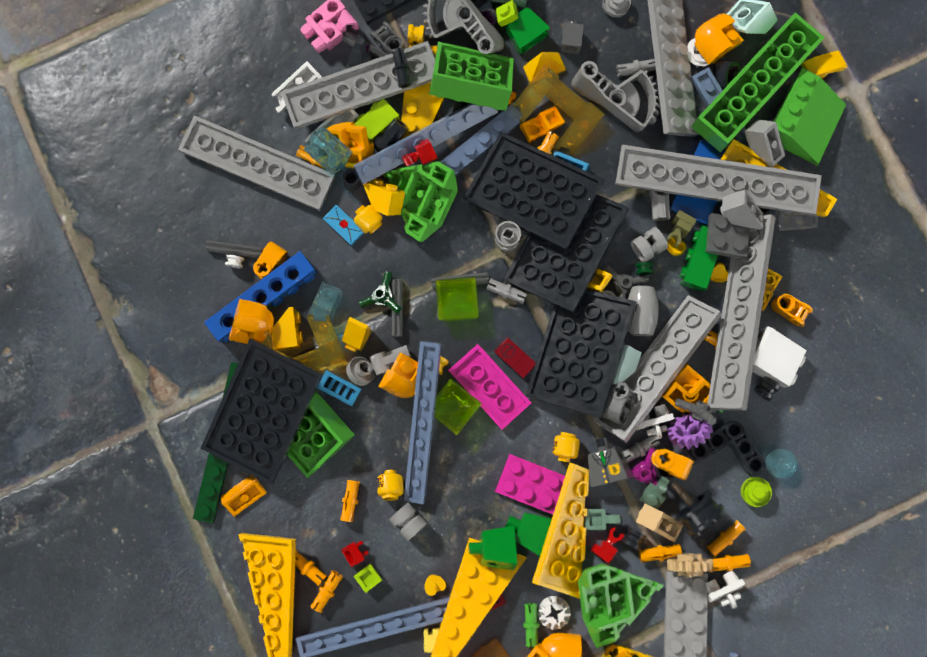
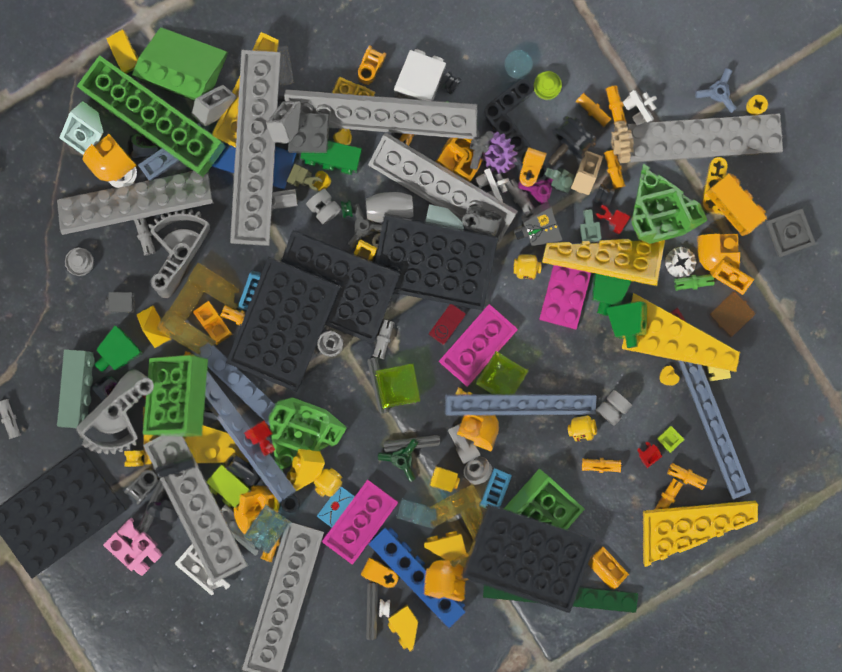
camera: 105 degrees left, 5 degrees up
(214, 280) = (405, 624): none -> yellow slope
(324, 247) = (360, 522): none -> dark pink plate
(507, 13) = (105, 369): lime plate -> none

